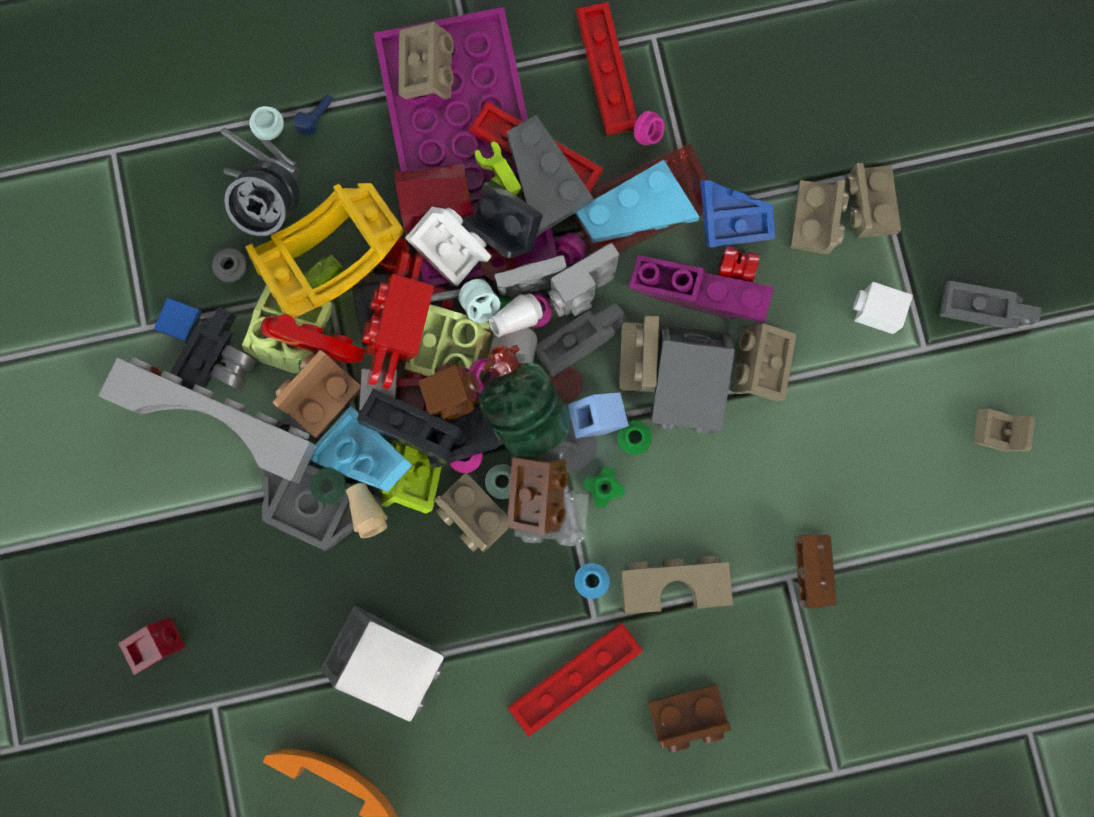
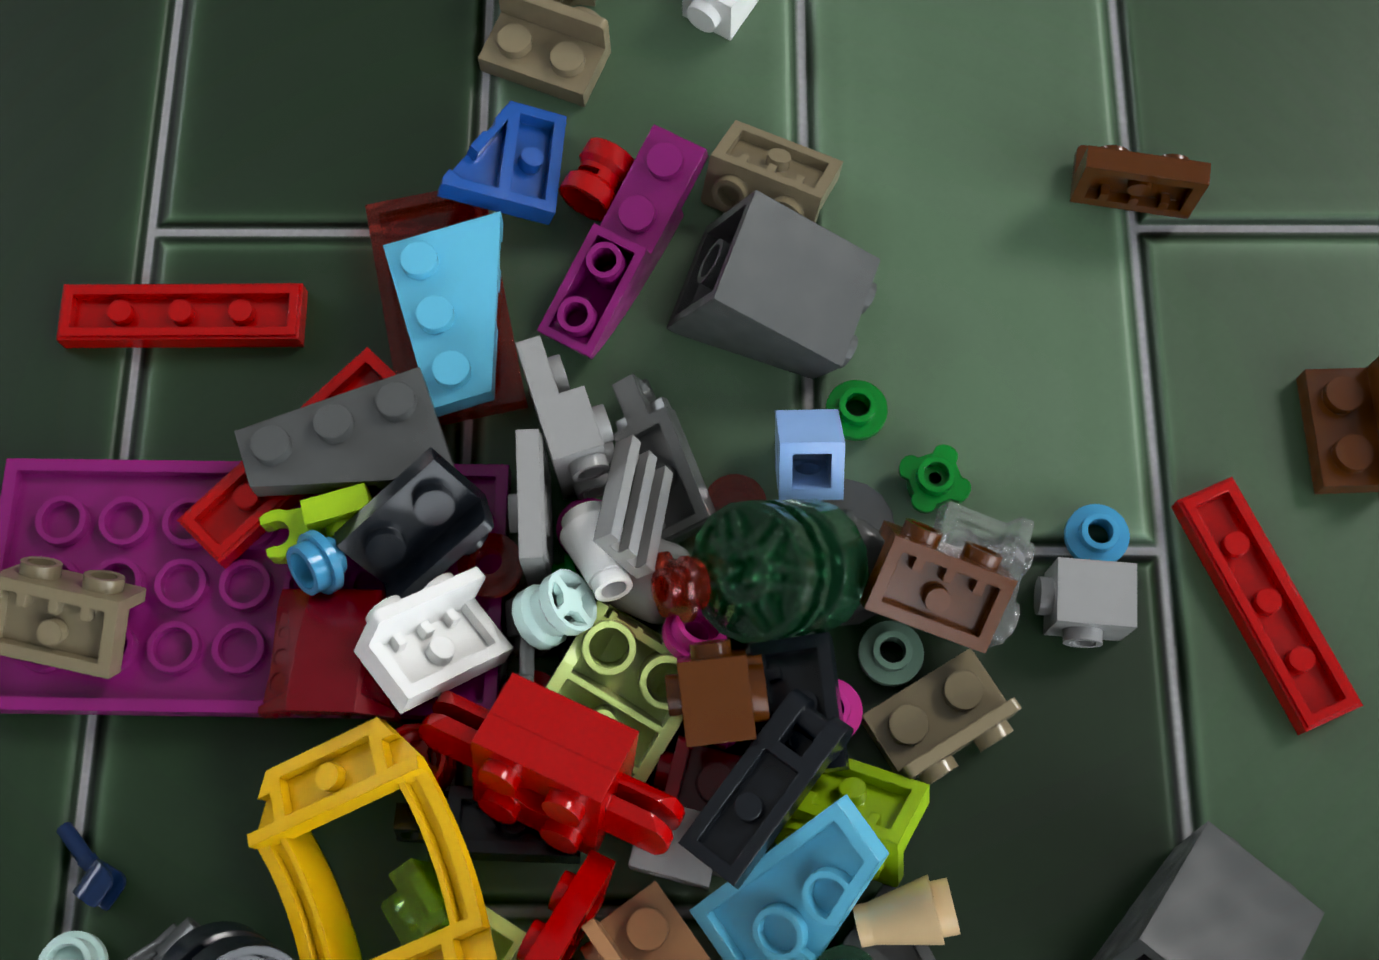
camera: 80 degrees left, 10 degrees down
(475, 176) = (317, 563): none -> dark azure plate
(539, 332) = (642, 512): none -> light grey tile
(551, 579) = (1087, 601): none -> light grey brick
(571, 247) = (492, 439): dark pink plate -> none
(639, 355) = (716, 362): dark tan bracket -> none
(649, 128) = (315, 266): dark pink plate -> none
(707, 581) = (1121, 446): dark tan arch -> none

